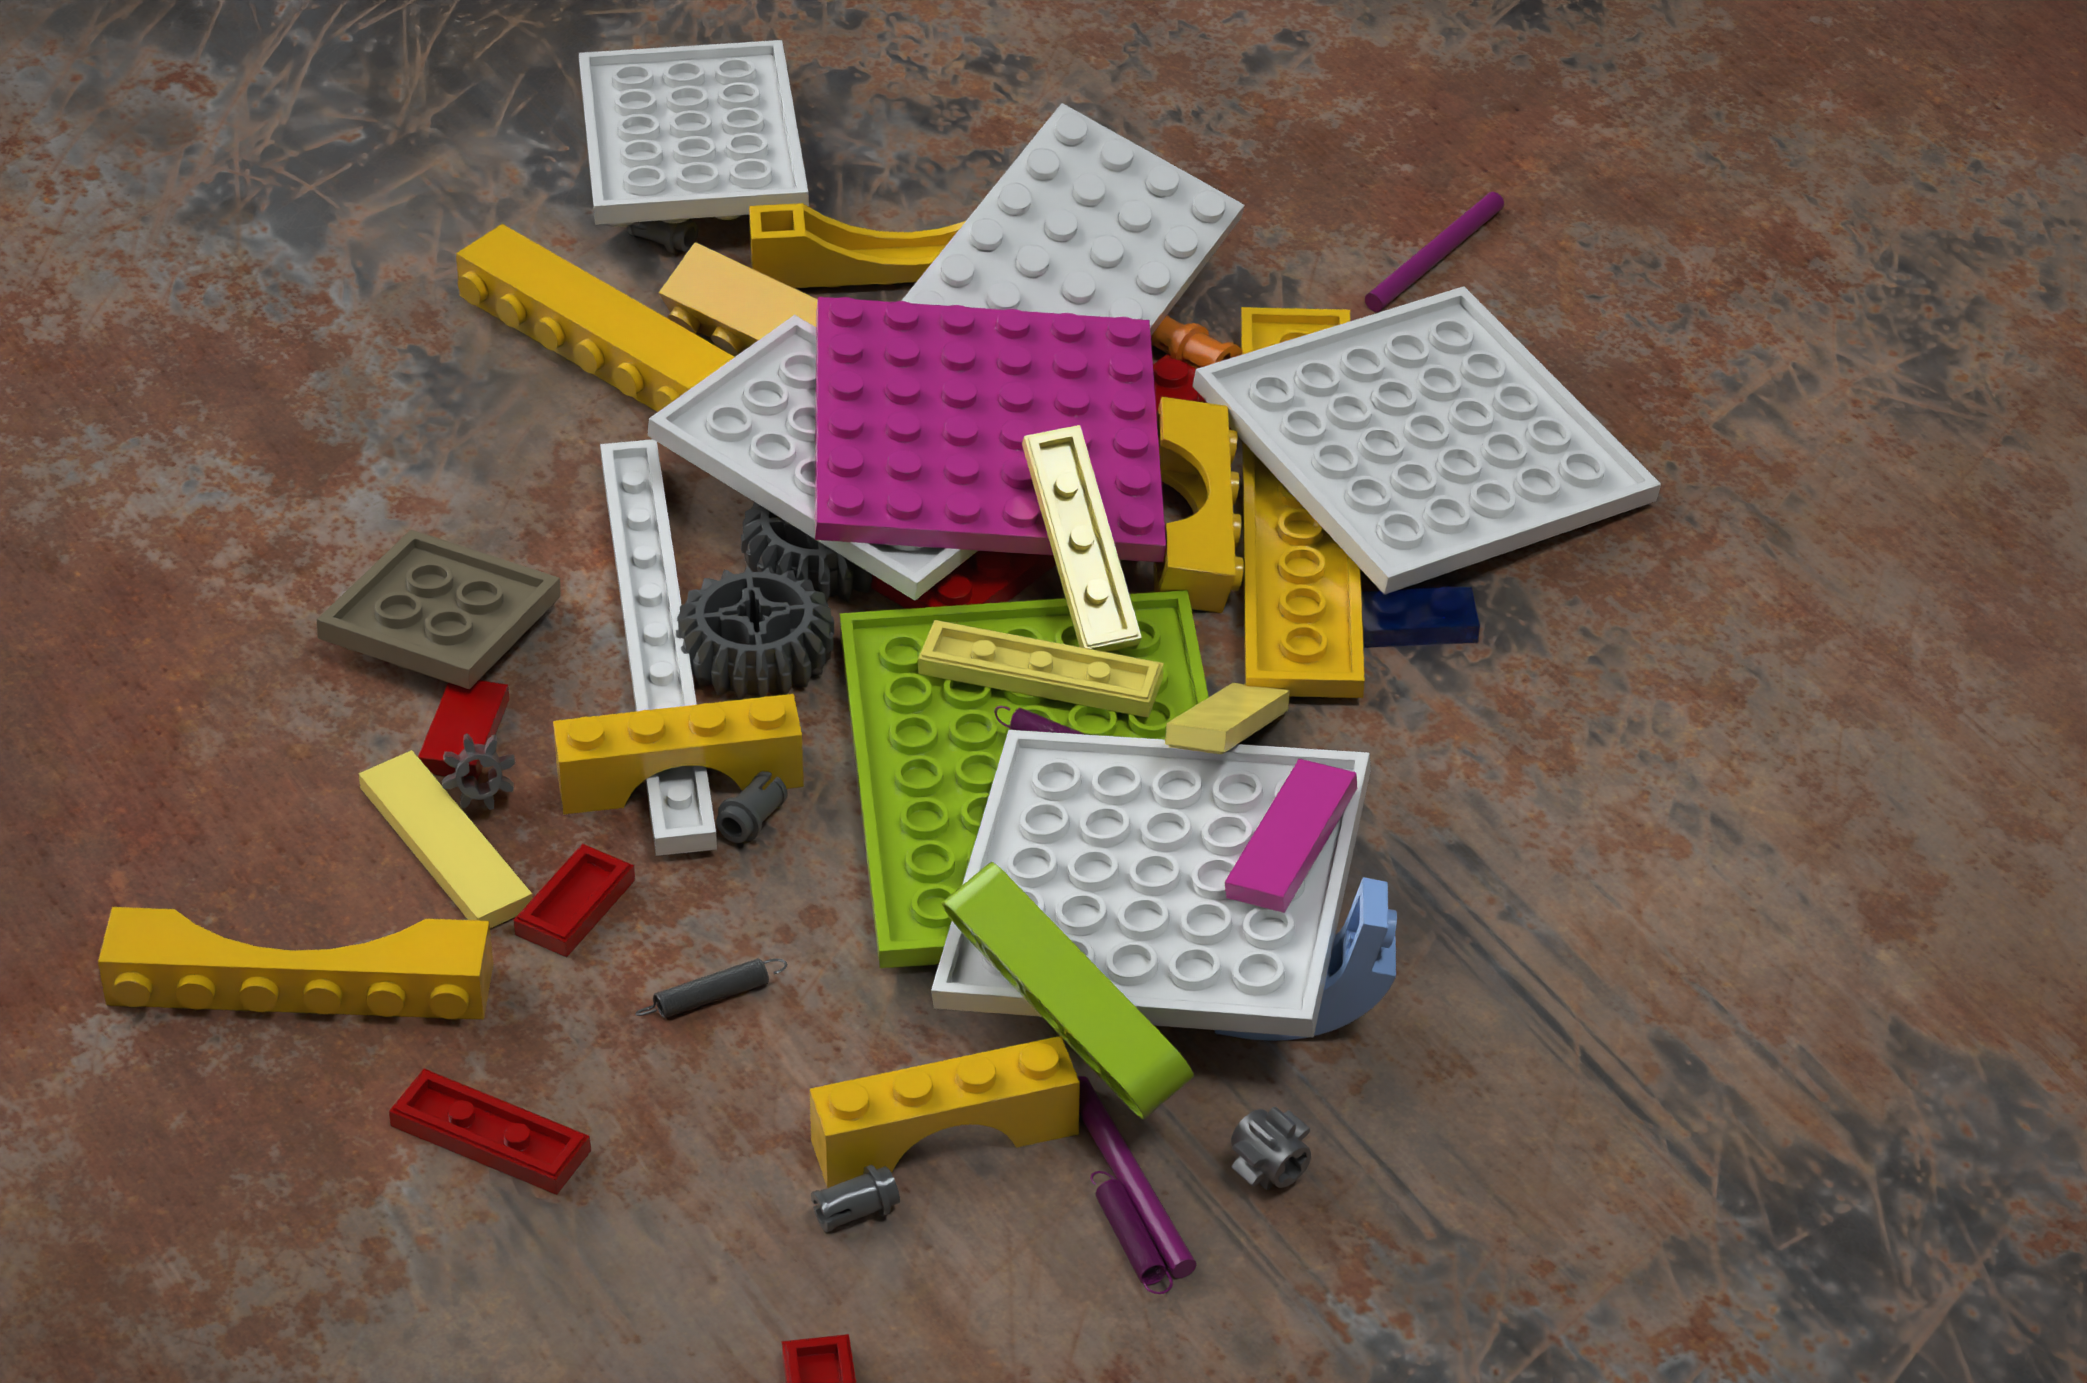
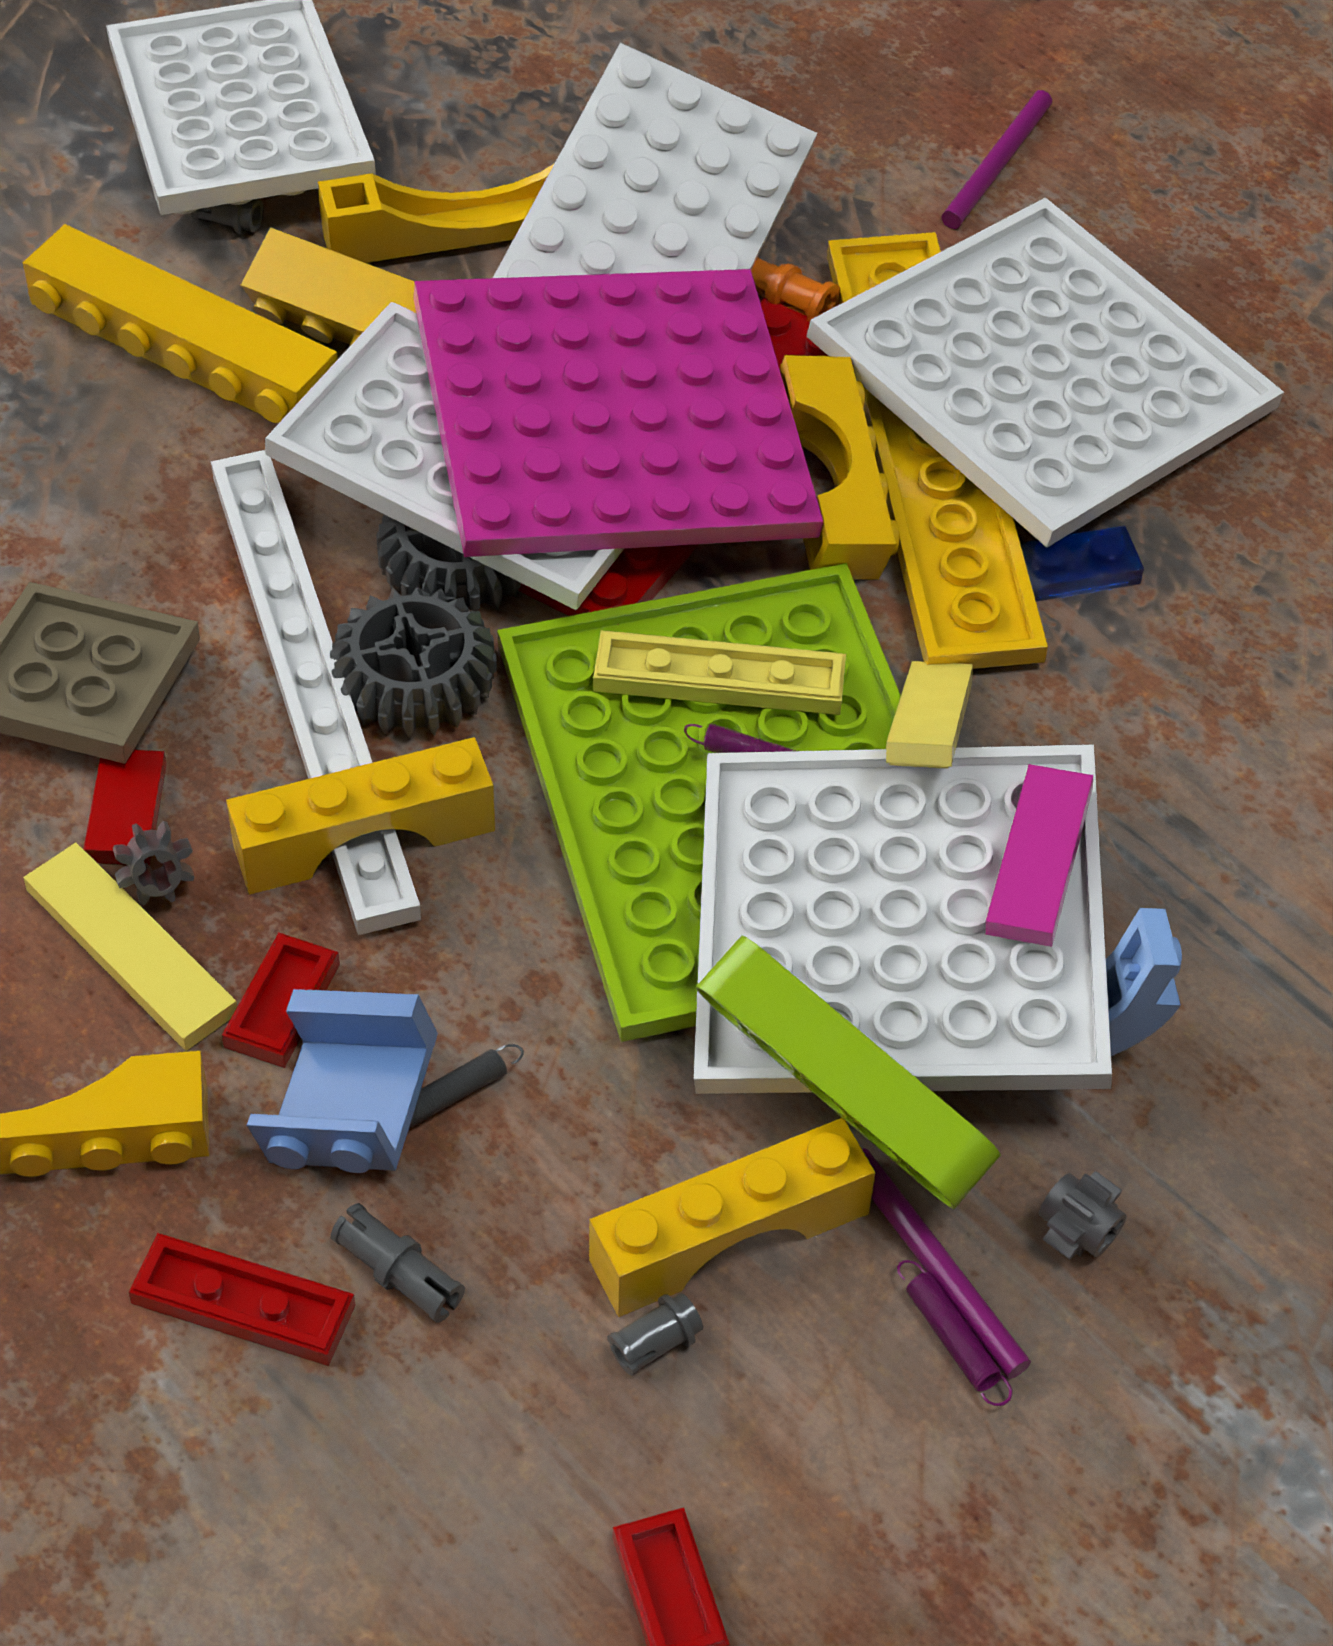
camera: 10 degrees left, 10 degrees up
(626, 968) = (350, 1082): none -> medium blue panel
(634, 1117) = (397, 1262): none -> dark grey pin
(742, 817) = (442, 879): dark grey pin -> none
(1081, 540) = (740, 527): light yellow tile -> none

